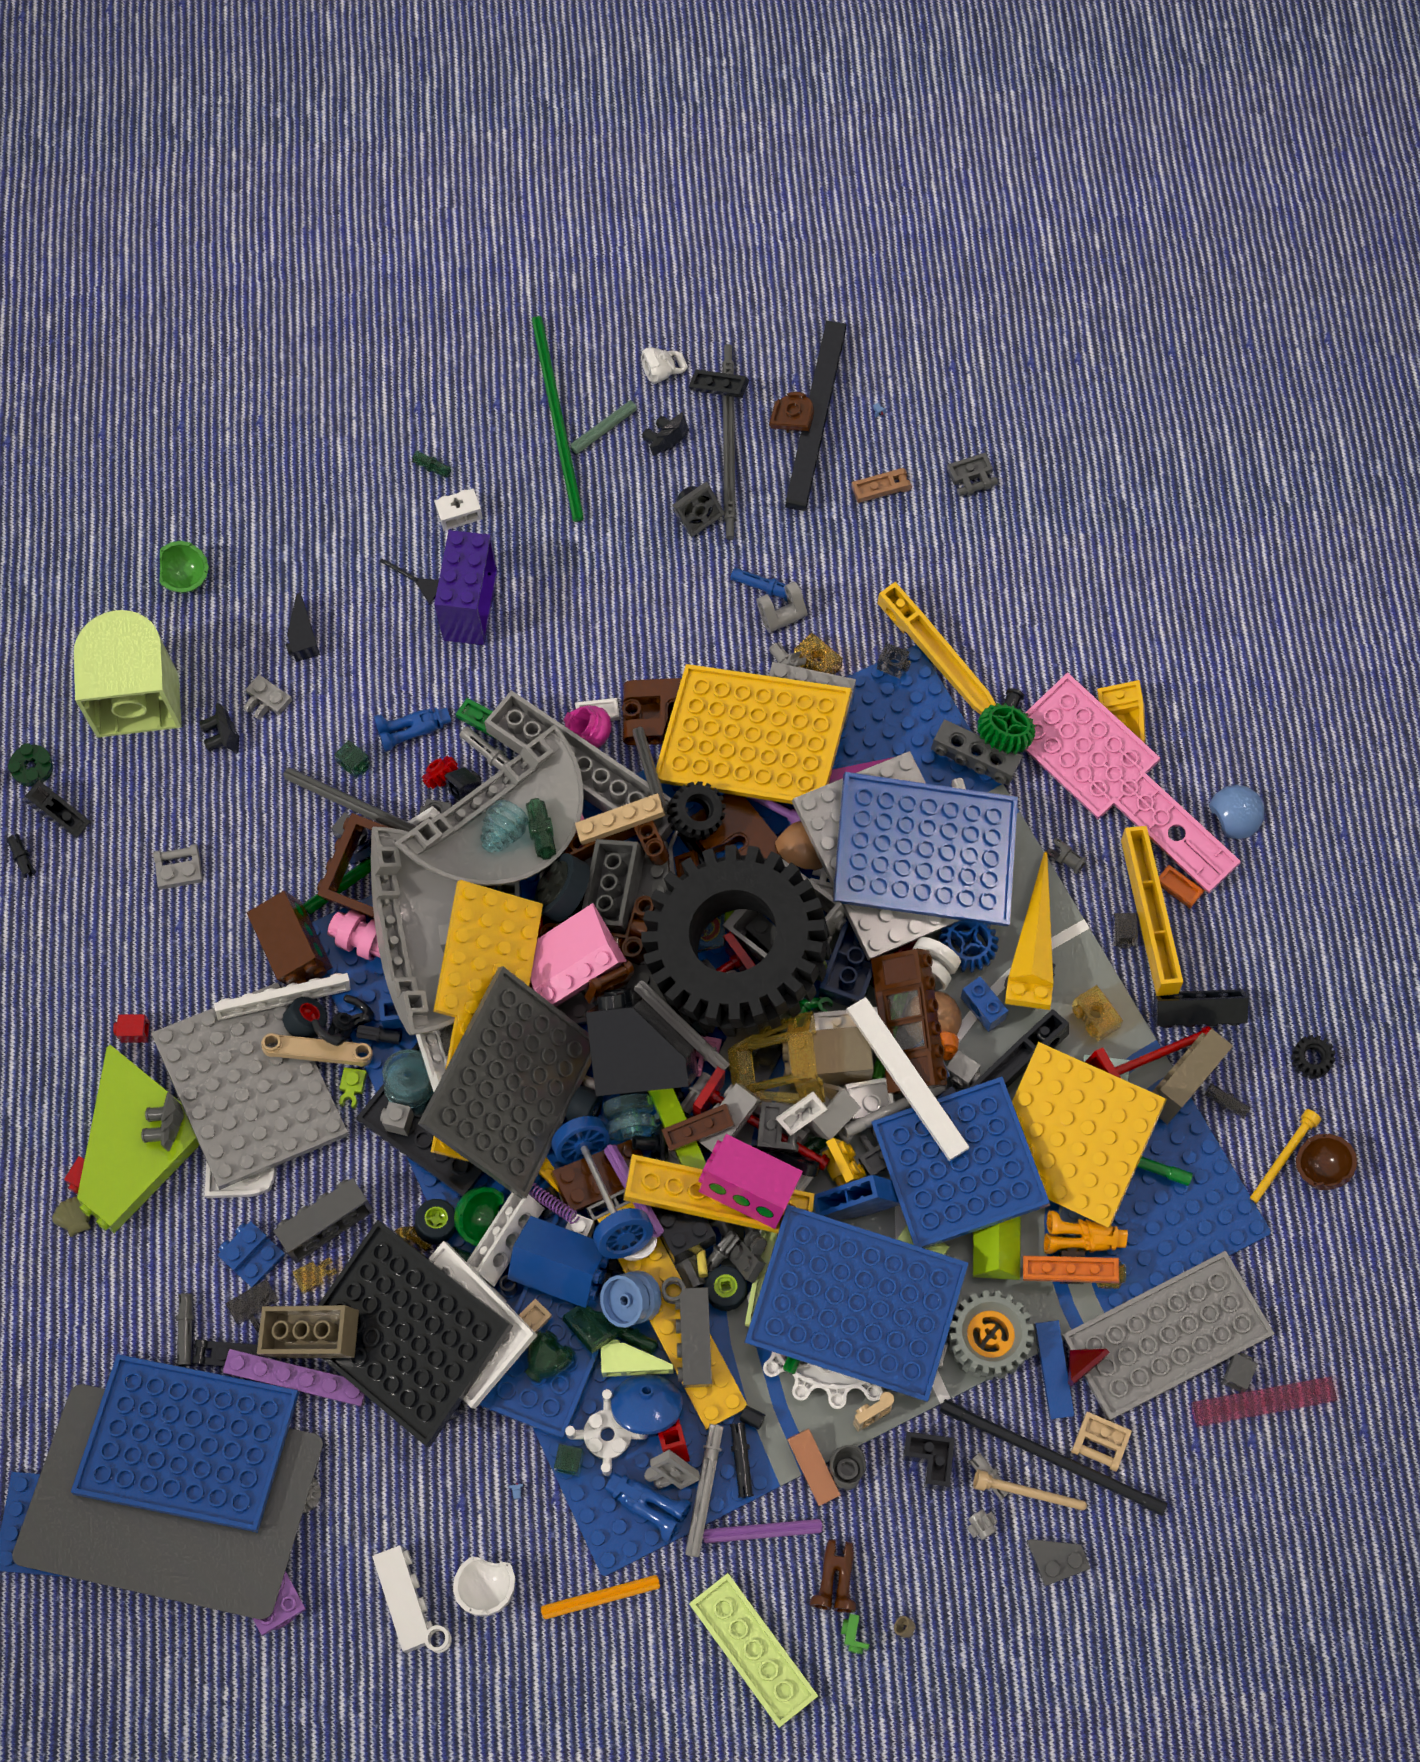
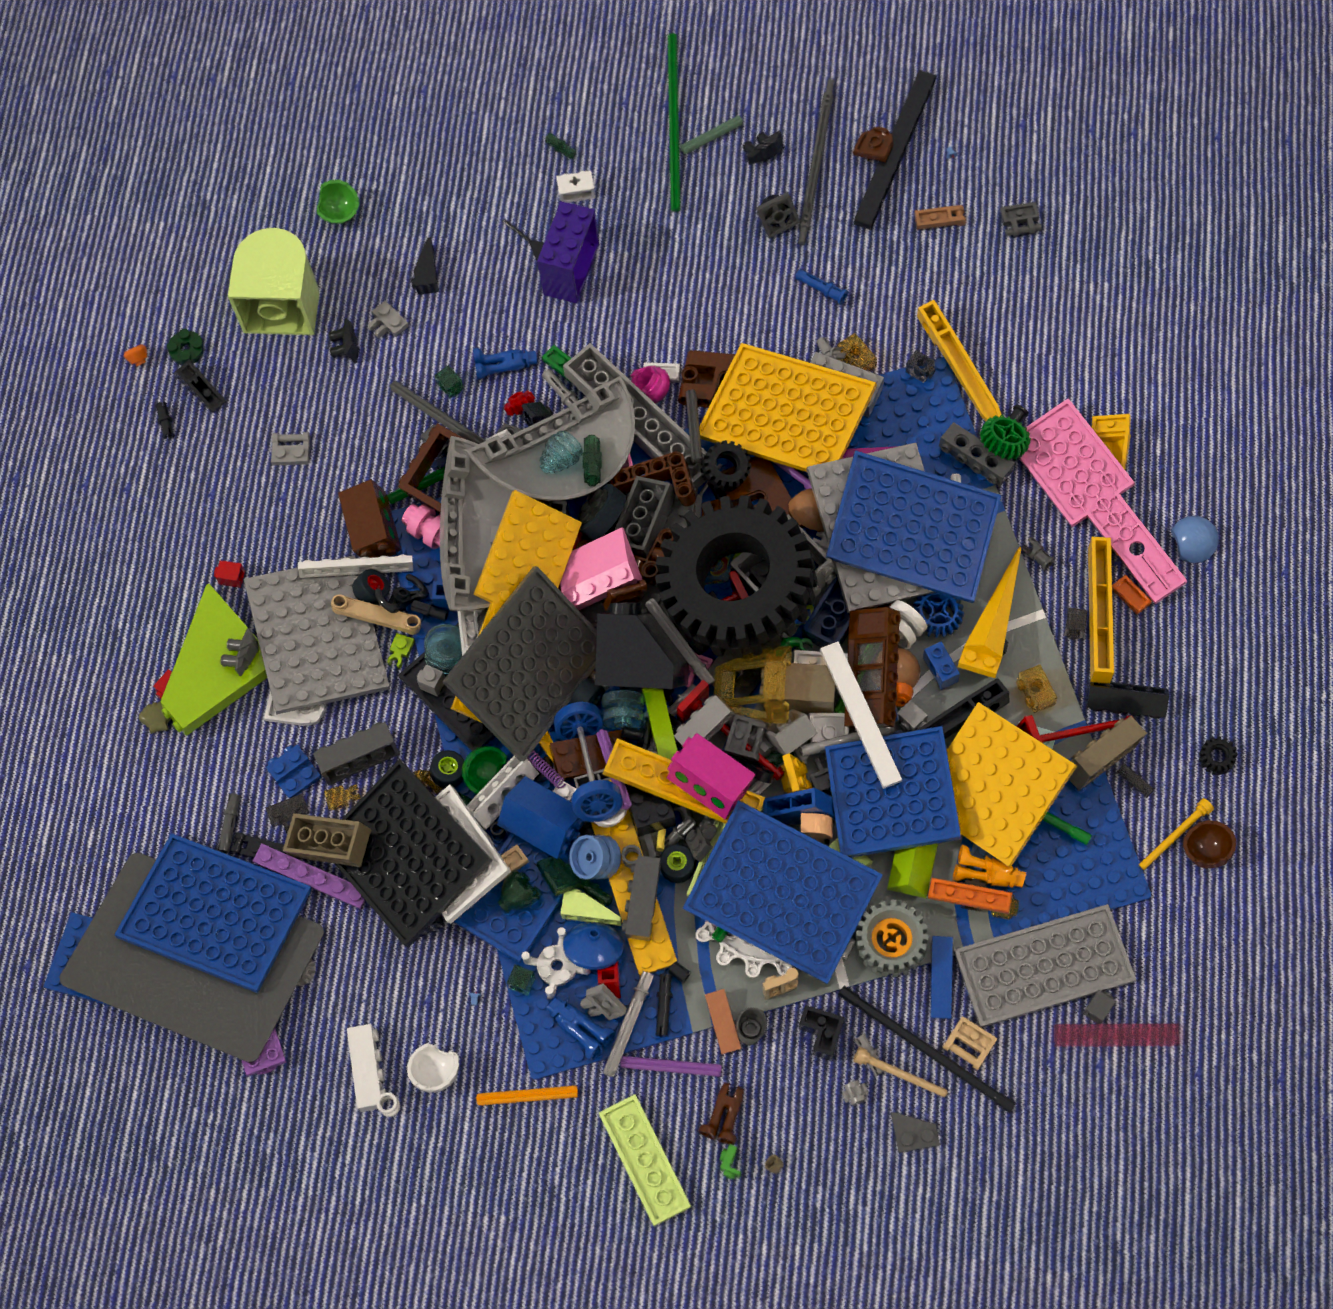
camera: 15 degrees right, 0 degrees up
(620, 819) = (659, 462): tan plate -> none
(660, 365) = (769, 88): white piece -> none
(698, 1127) = (677, 726): reddish brown plate -> none
(719, 383) = (816, 111): black plate -> none
(785, 615) = (834, 315): light grey connector -> none
(801, 1113) = (765, 728): white slope -> none
(880, 1218) = (817, 826): none -> light nougat brick
(1083, 1362) = (967, 974): dark red slope -> none

